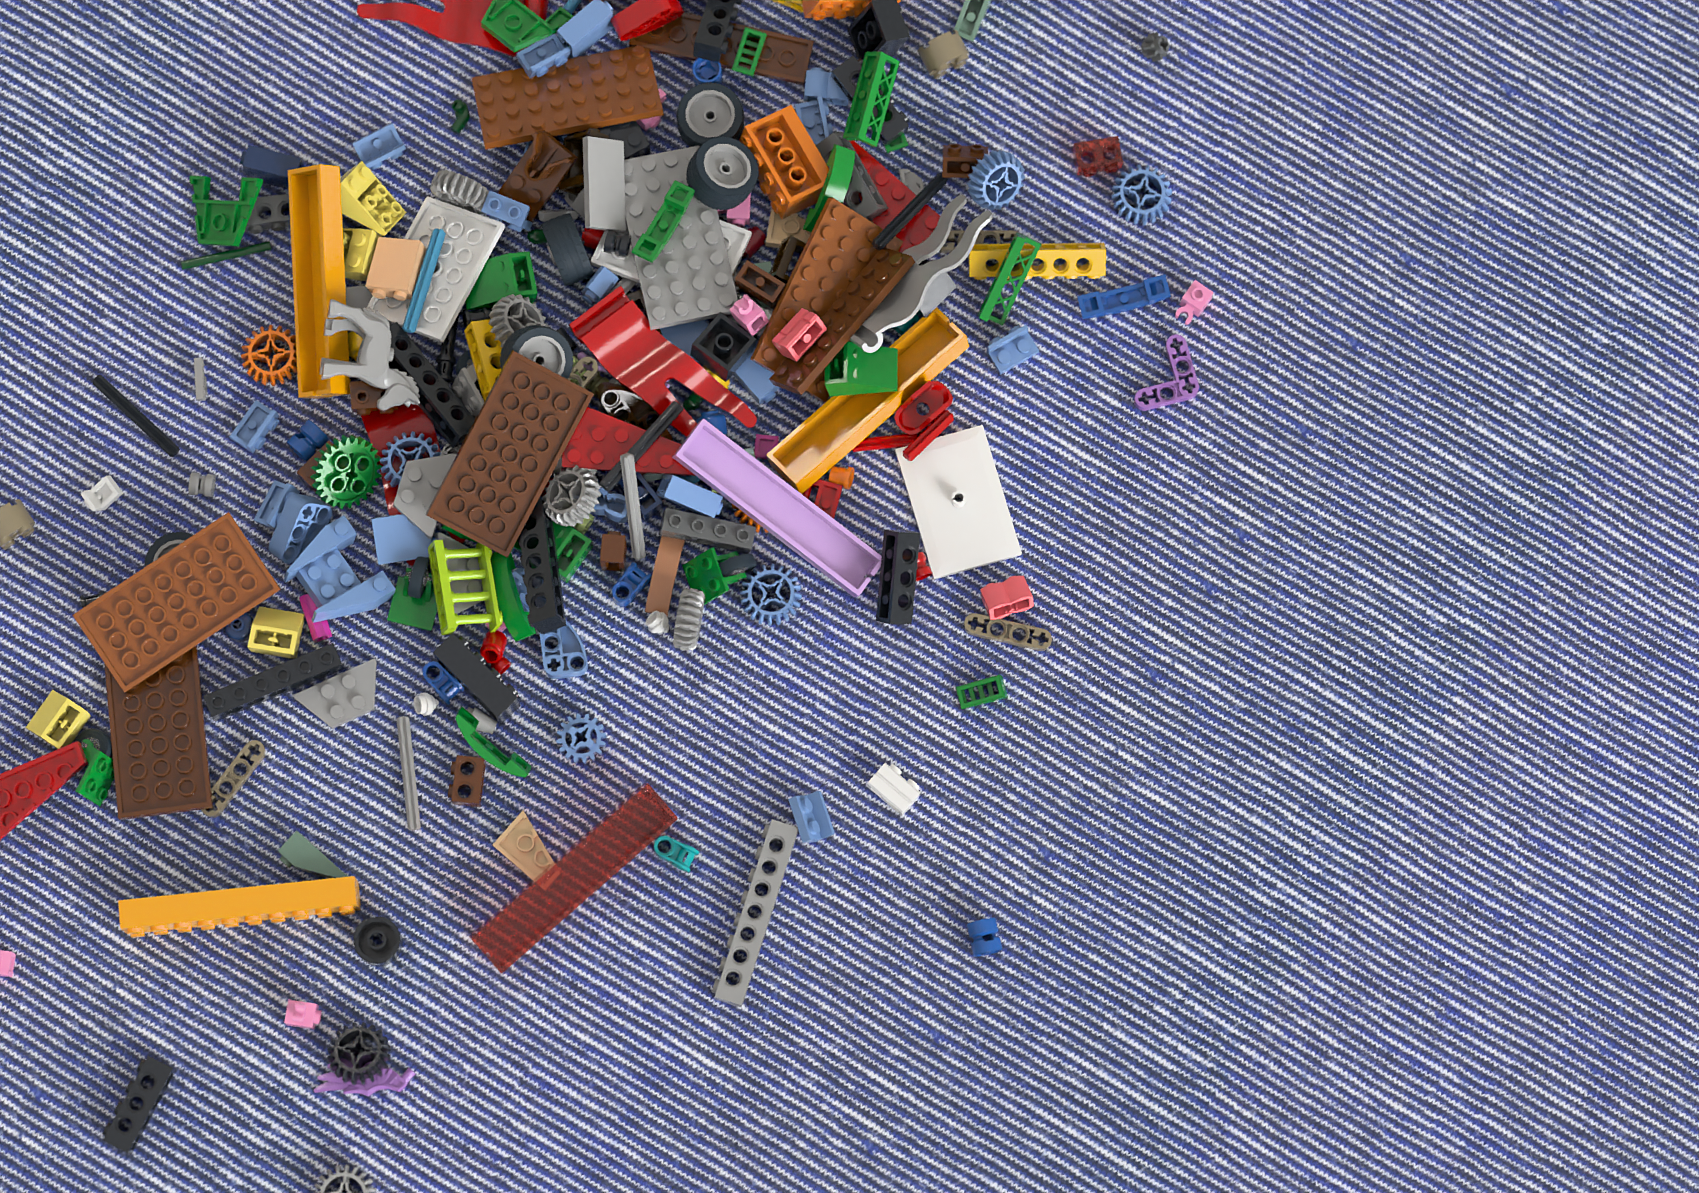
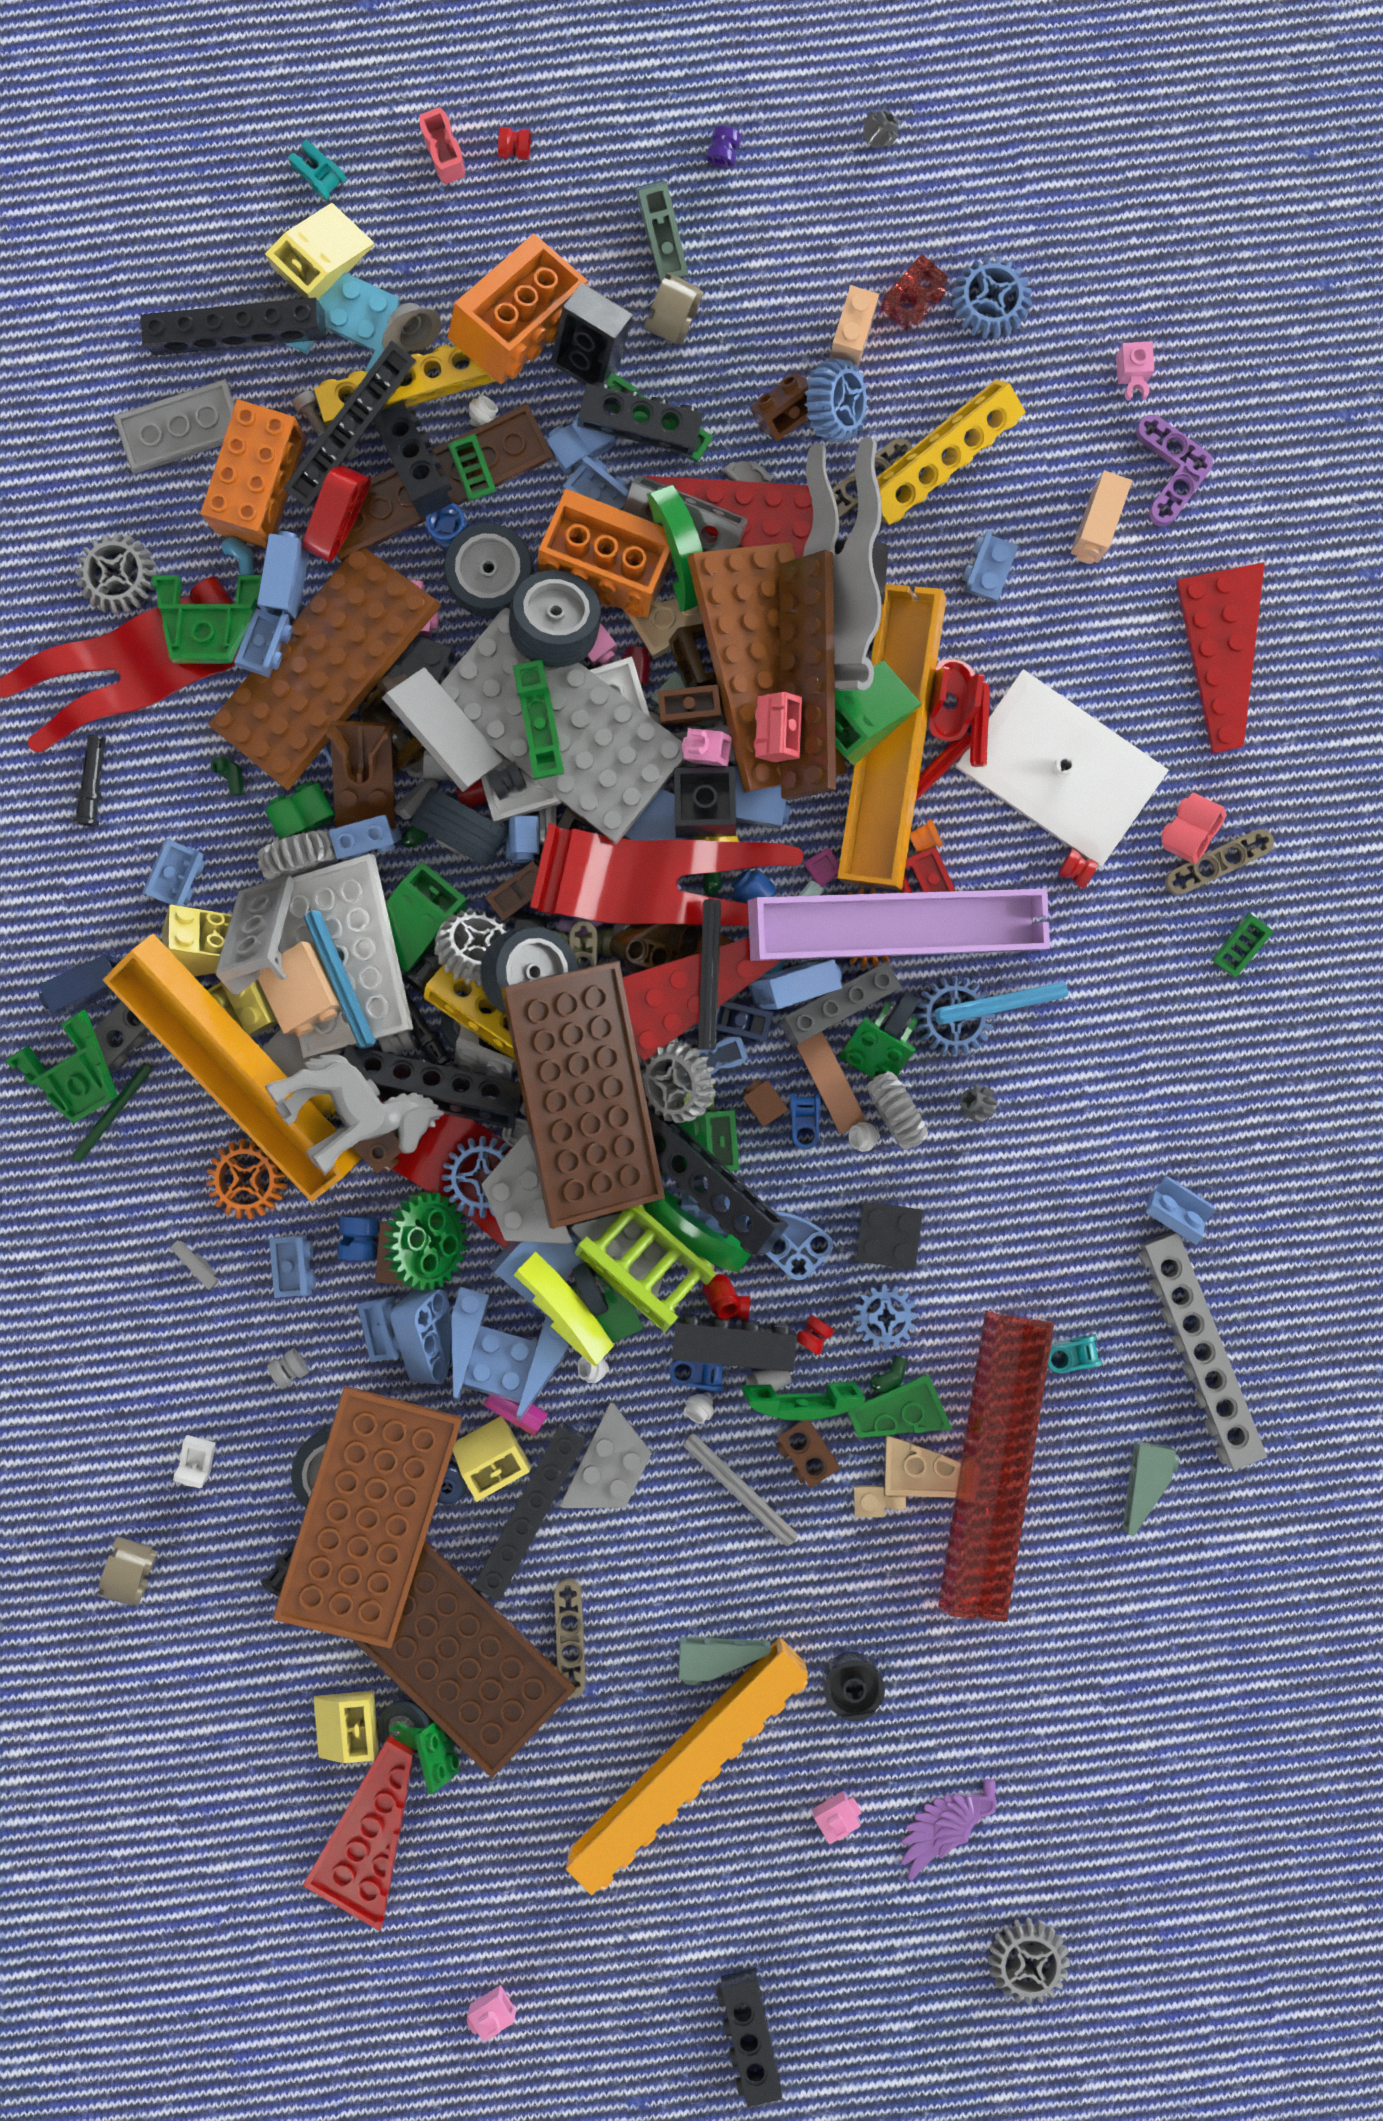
camera: 40 degrees left, 10 degrees up
(135, 415) = (160, 1351): black axle -> none
(341, 1049) = (921, 1799): black gear -> none
(368, 63) = (89, 794): none -> black pin
(381, 629) = (589, 1372): none -> white plate
(395, 574) = (570, 1315): none -> neon yellow slope
(396, 216) = (255, 934): none -> light grey plate
(428, 345) = (398, 1042): none -> light grey wheel
(482, 844) = (871, 1501): none -> tan plate
(484, 169) = (301, 811): none -> green brick
(525, 718) = (811, 1340): none -> red wheel
(544, 803) = (901, 1410): none -> green wing
(555, 780) = (892, 1378): none -> dark green arm
(564, 312) = (514, 892): none -> reddish brown brick
(623, 690) = (888, 1234): none -> black brick
(633, 506) = (747, 1041): light grey axle -> none
(660, 963) = (1149, 1477): none -> sand green slope
(742, 657) = (978, 1103): none -> dark grey gear
(784, 24) = (482, 411): none -> white plate
(804, 606) = (1001, 1003): none -> dark azure axle
(867, 96) = (639, 414): green fence -> none
(894, 788) = (1237, 1114): white brick -> none
(897, 576) = (1073, 896): black brick -> none
(909, 211) = (775, 505): black axle -> none
(1002, 278) = (927, 494): green fence -> none
(1040, 147) = (854, 325): none -> light nougat brick
(1098, 370) = (1101, 517): none -> light nougat brick
(1121, 499) = (1221, 633): none -> red wing
(1124, 298) = (1061, 419): blue slope -> none

